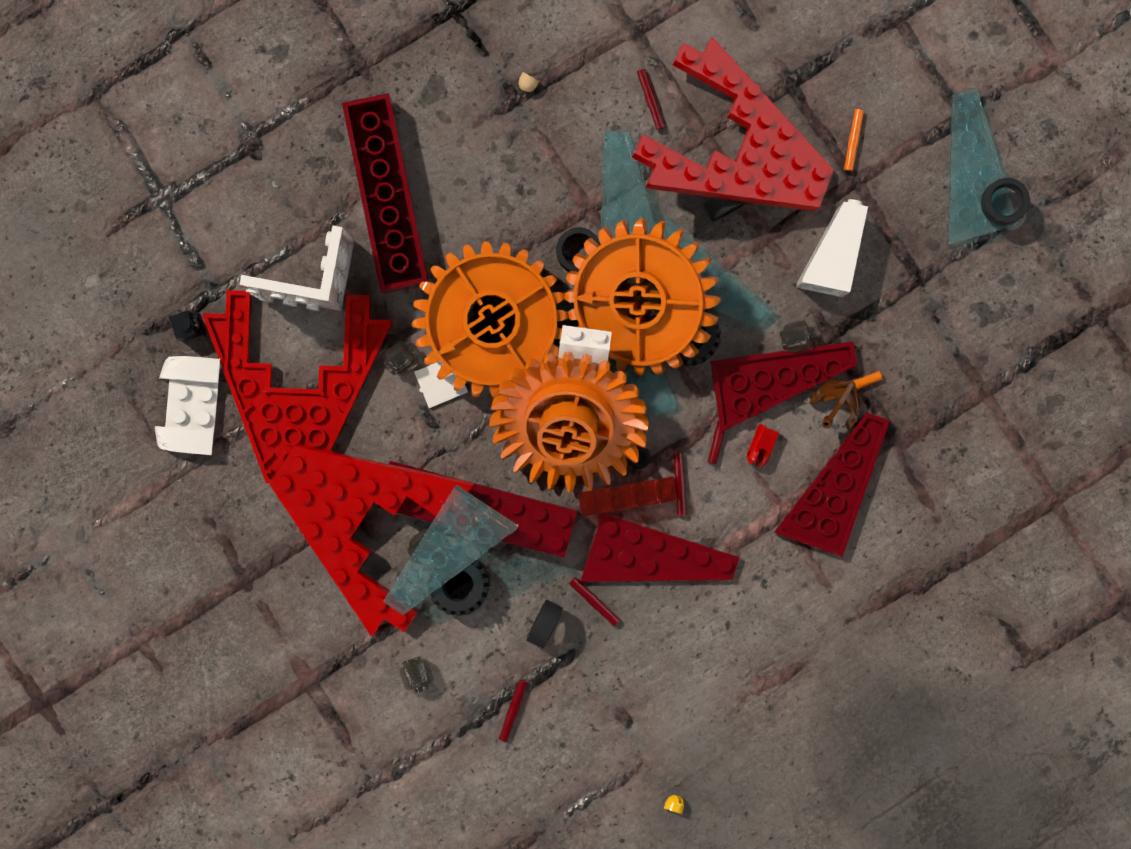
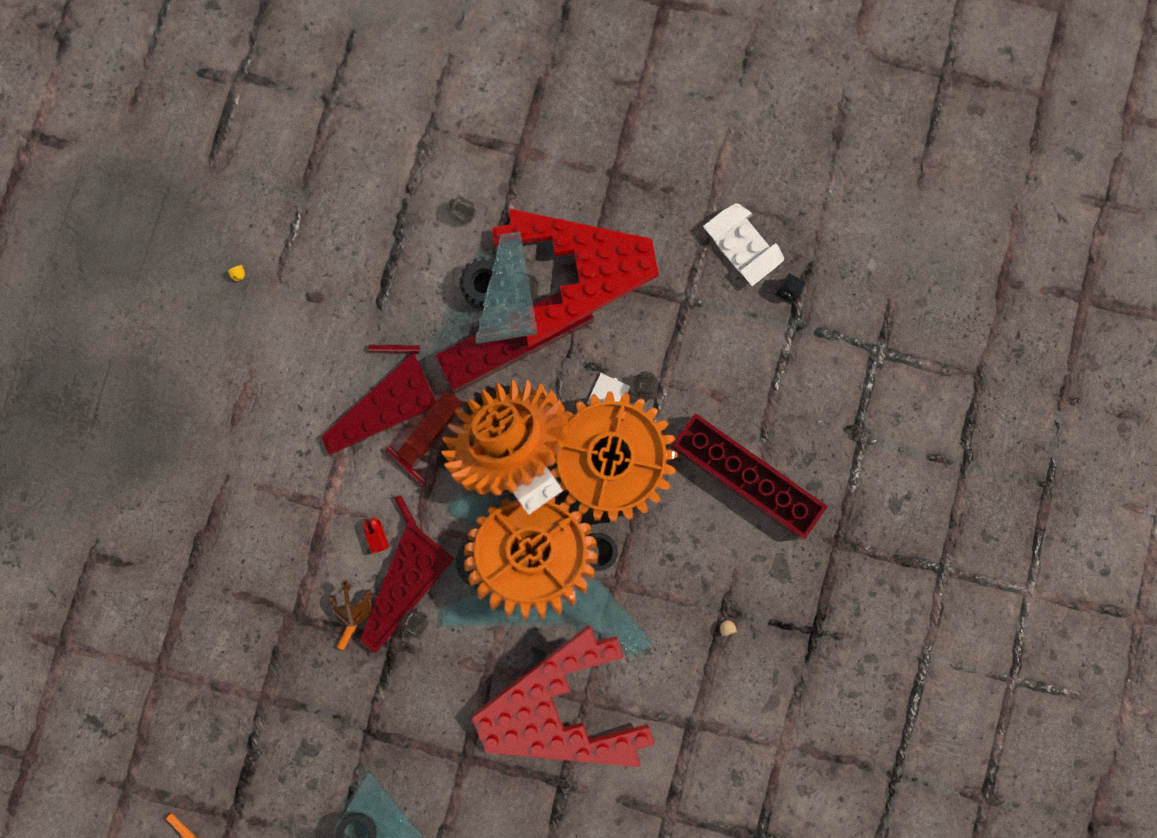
camera: 130 degrees right, 5 degrees down
(292, 416) = (675, 293): red wing -> none
(334, 279) = (727, 390): white bracket -> none
(513, 710) = (385, 241): dark red piece -> none
(544, 624) = (411, 306): black tyre -> none
(650, 99) = (642, 690): dark red piece -> none
(832, 501) = (301, 541): dark red wing -> none
(836, 254) = (436, 701): white slope -> none
(853, 140) = (490, 784): orange piece -> none

